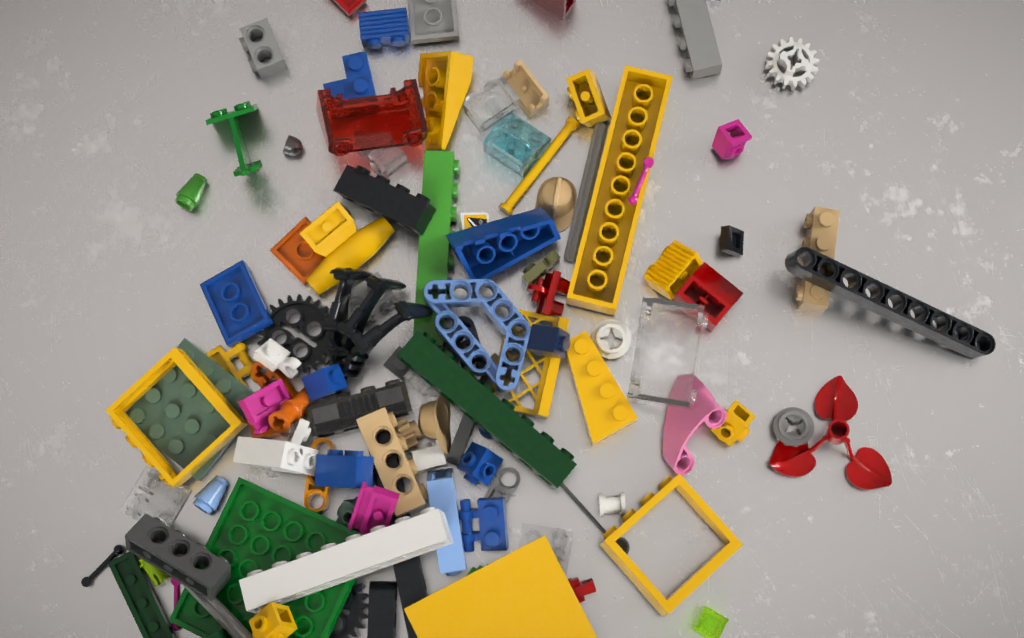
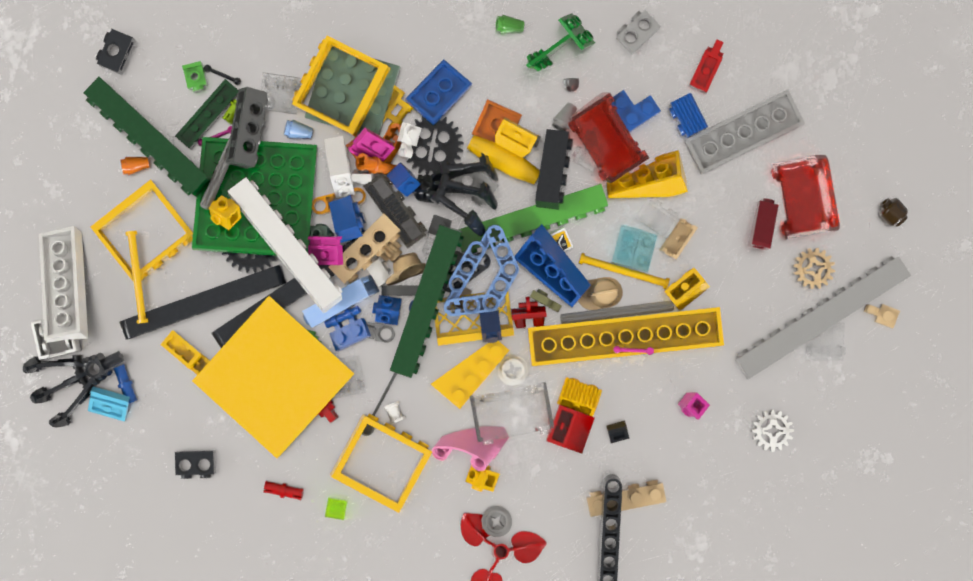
camera: 65 degrees right, 10 degrees up
(77, 601) = (200, 82): none -> bright green brick
(329, 167) = (562, 118): none -> light grey cone

